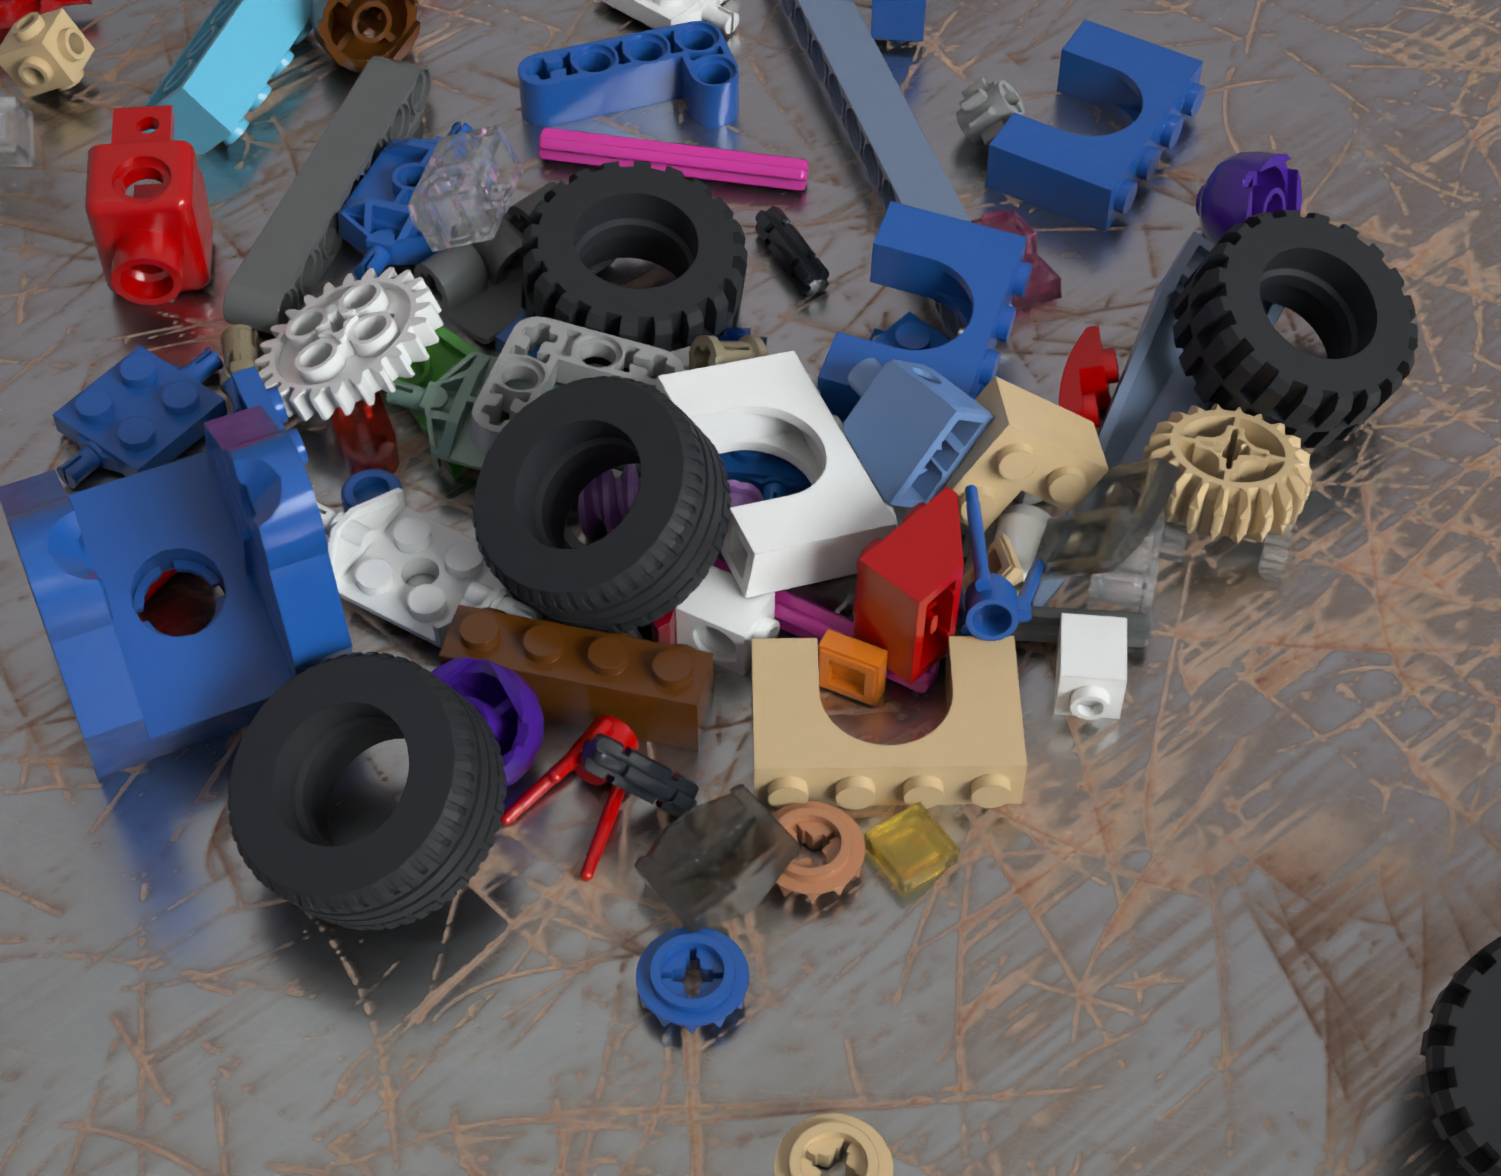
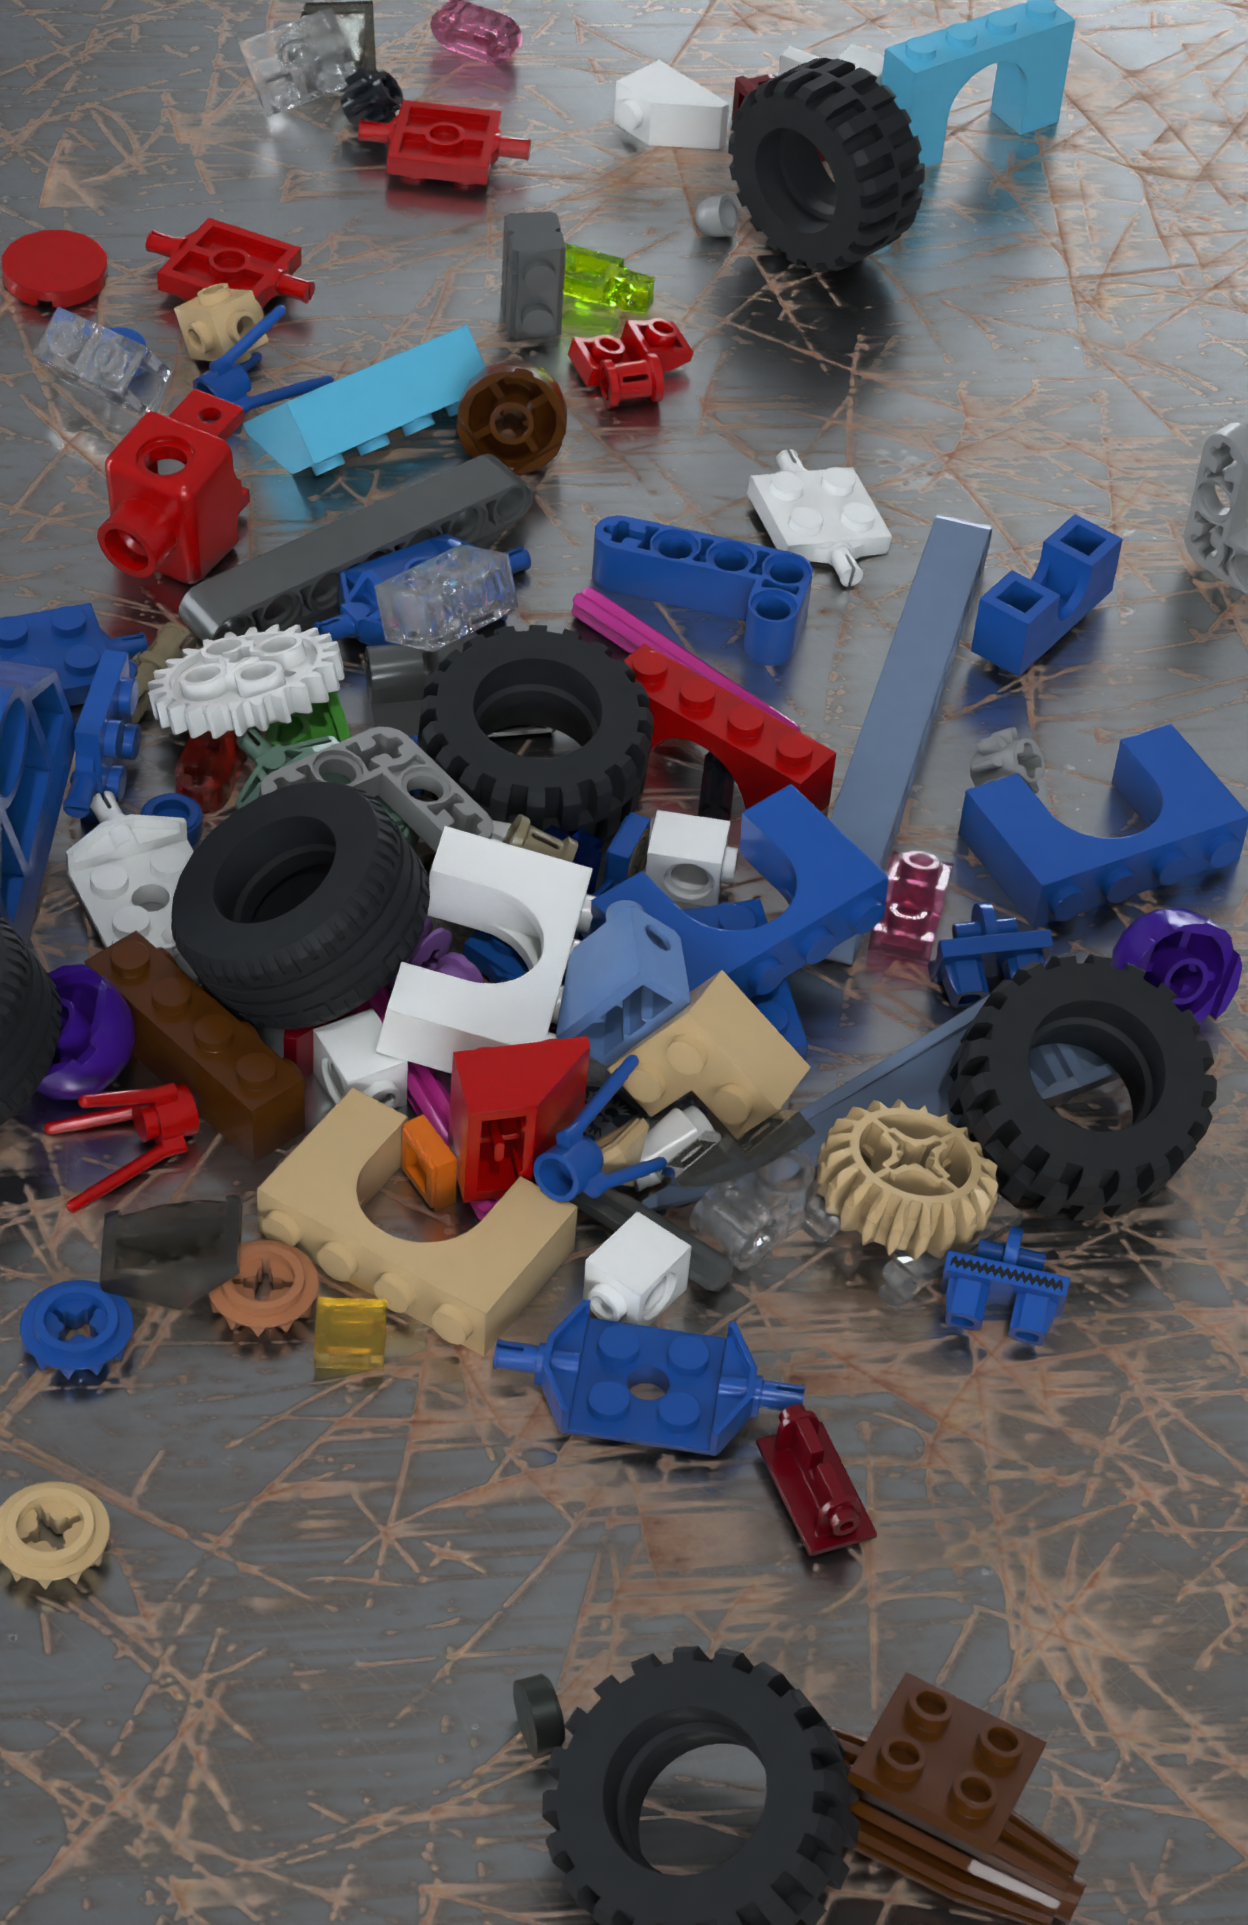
camera: 30 degrees right, 5 degrees down
(89, 100) = (231, 382): none -> blue plant
(639, 774) = (166, 1144): black axle -> none
(773, 322) = (628, 849): none -> blue tile
(819, 196) = (749, 742): none -> red arch
(820, 304) = (691, 857): none -> white brick
(1088, 376) = (856, 1043): red slope -> none
(1105, 263) = (985, 950): none -> blue hips
(1212, 719) = (596, 1362): none -> blue plate
(1333, 527) = (1007, 1278): none -> blue hips
(1347, 1071) = (539, 1714): none -> pearl dark grey tile
(1366, 759) = (814, 1483): none -> dark red hinge

